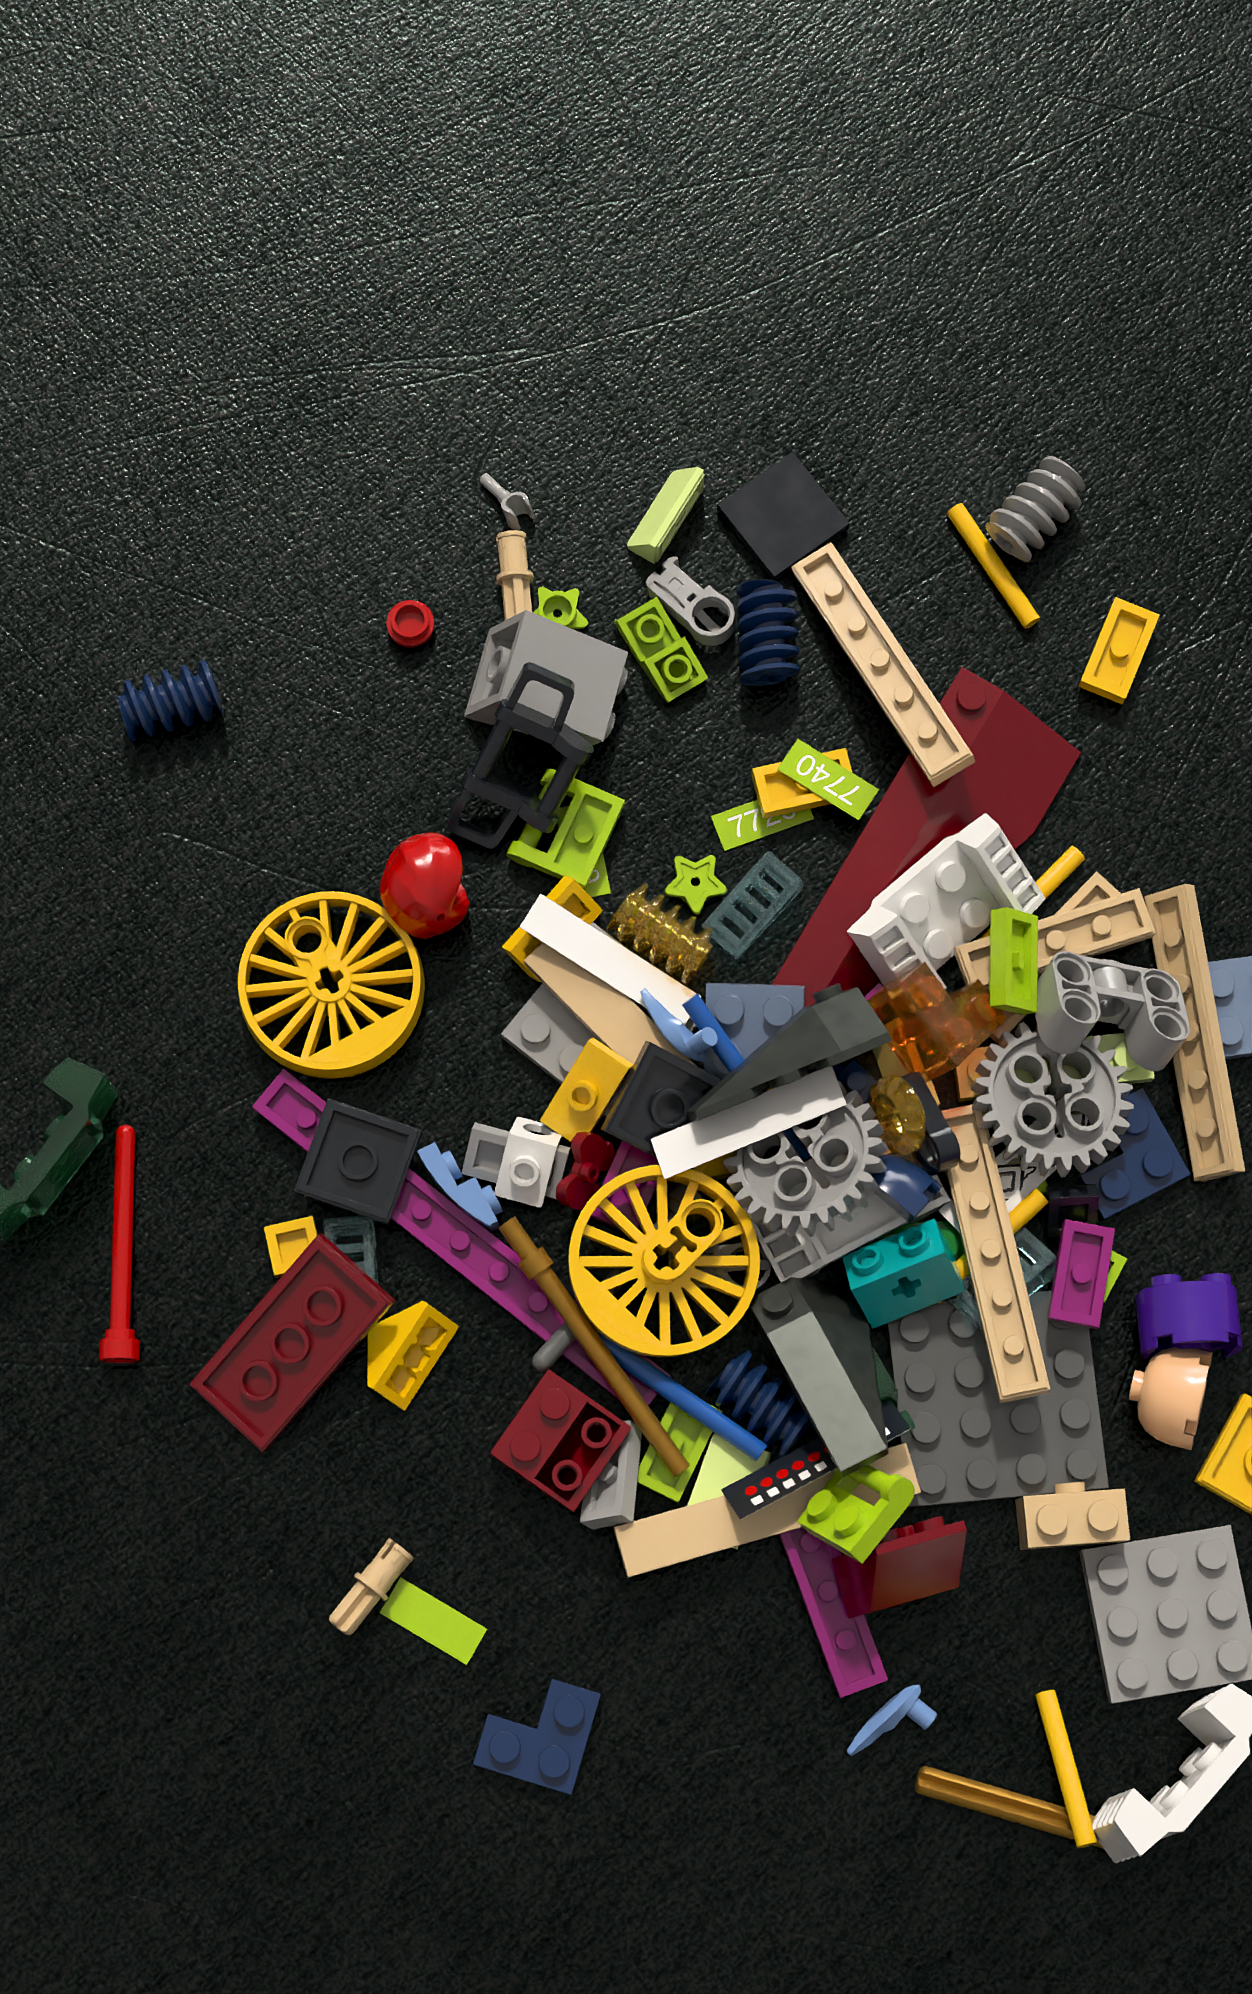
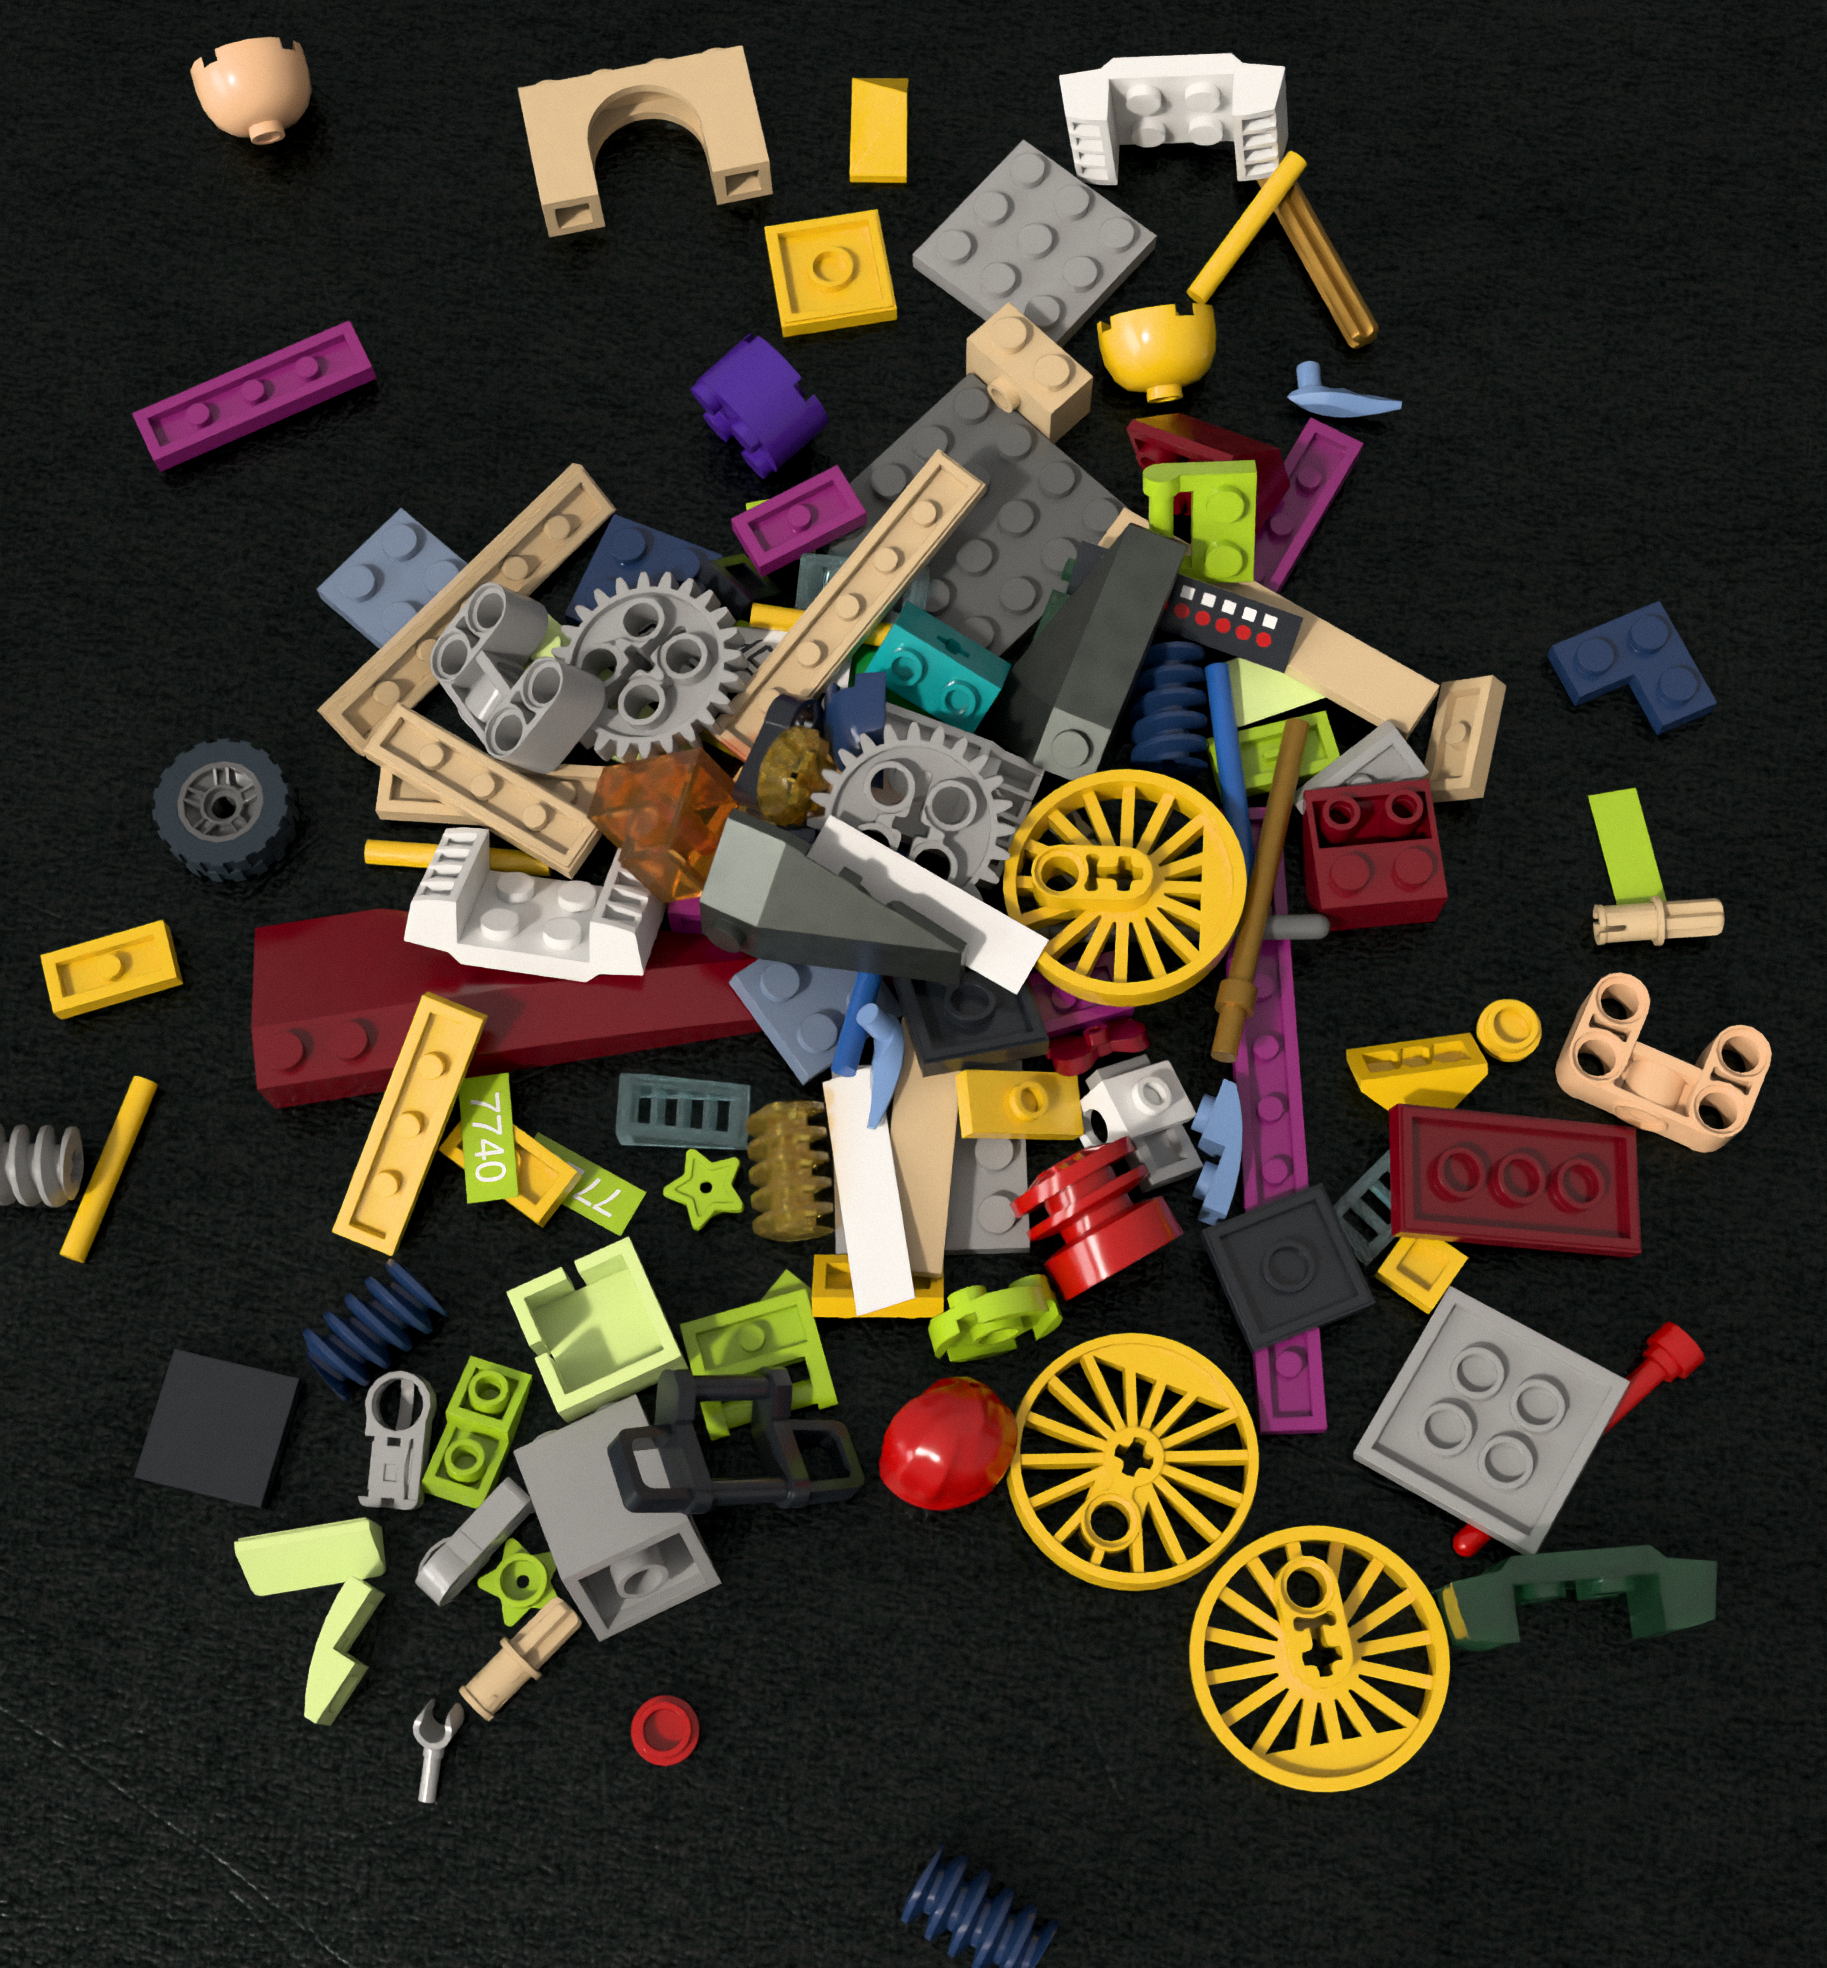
camera: 125 degrees left, 5 degrees down
(77, 958) = (1339, 1762): none -> yellow piece
(174, 1202) = (1491, 1421): none -> light grey plate
(271, 1480) = (1651, 1086): none -> light nougat beam
(384, 1432) = (1508, 1030): none -> yellow plate
(465, 984) = (988, 1323): none -> lime plate
(489, 1074) = (1095, 1216): none -> red wheel
(587, 1573) = (1463, 738): none -> tan plate
(597, 481) = (332, 1670): none -> yellowish green slope
(597, 596) = (471, 1546): none -> light grey piece
(657, 757) = (602, 1337): none -> yellowish green piece
(870, 737) = (409, 1123): none -> yellow plate
(883, 665) = (315, 1177): tan tile -> none
(1013, 961) = (557, 783): lime plate -> none
(1018, 1620) = (1158, 349): none -> yellow cylinder
(1172, 1394) = (844, 363): light nougat cylinder -> none
(1197, 778) = (192, 806): none -> black wheel

